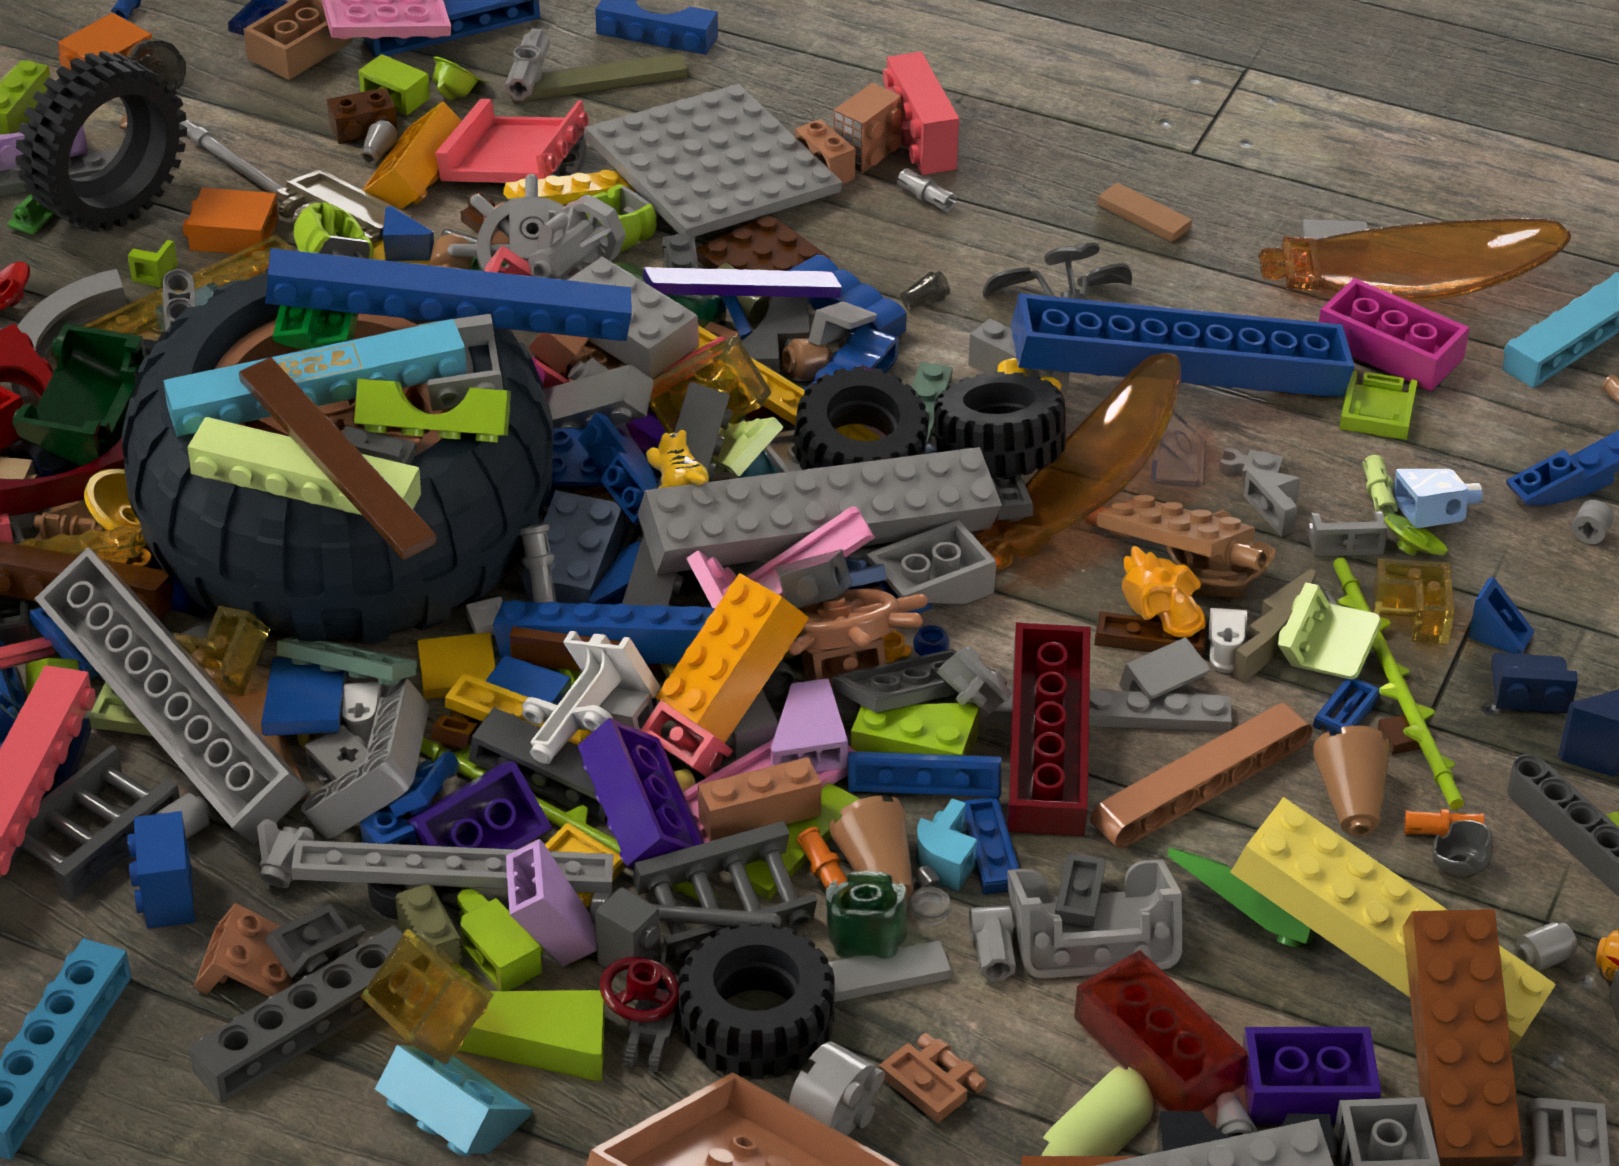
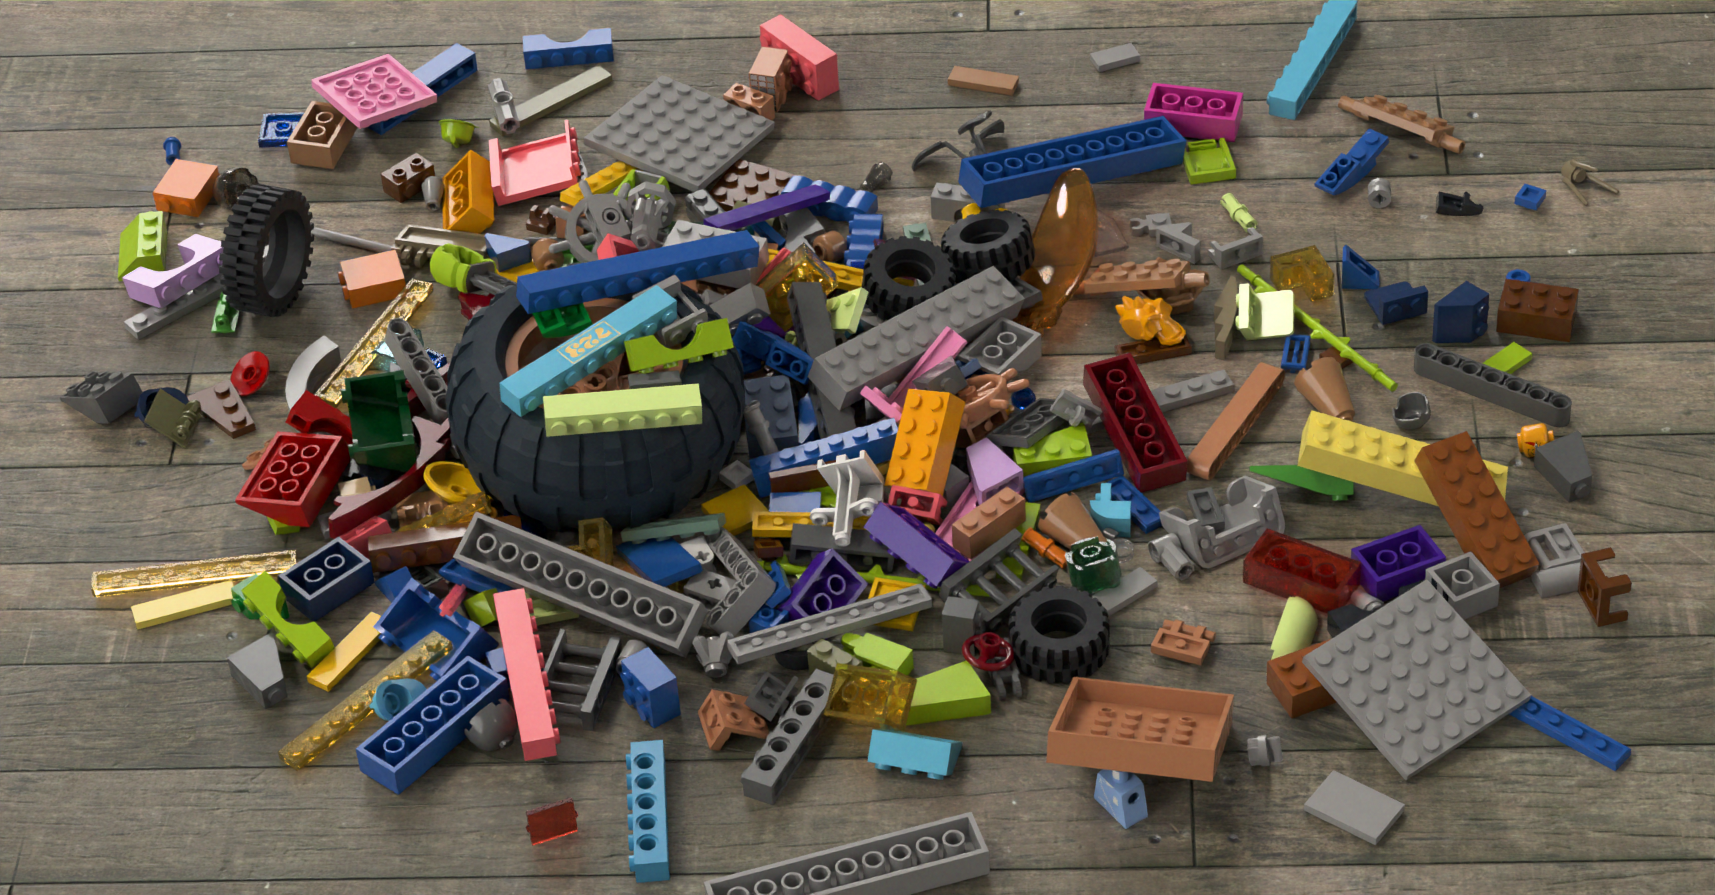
camera: 20 degrees left, 0 degrees up
(151, 267) = (339, 327): lime panel -> none
(338, 458) = (645, 393): reddish brown tile -> none
(404, 83) = (423, 143): lime brick -> none
(548, 904) = (904, 622): lavender slope -> none
(676, 462) = (818, 336): yellow animal -> none
(699, 915) = (935, 613): dark grey piece -> none
(835, 320) = (841, 210): light grey panel -> none
(838, 1088) = (1140, 662): light grey brick -> none
(926, 190) = (832, 109): light grey pin -> none
(1164, 669) = (1178, 366): light grey panel -> none
(1226, 634) = (1201, 335): white piece -> none
(1413, 538) = (1278, 238): lime dish -> none
(1419, 258) = (1181, 56): clear orange windscreen -> none
(1434, 496) = (1276, 207): light blue torso -> none
(1434, 822) = (1386, 402): orange pin -> none
(1546, 946) = (1490, 446): light grey brick -> none

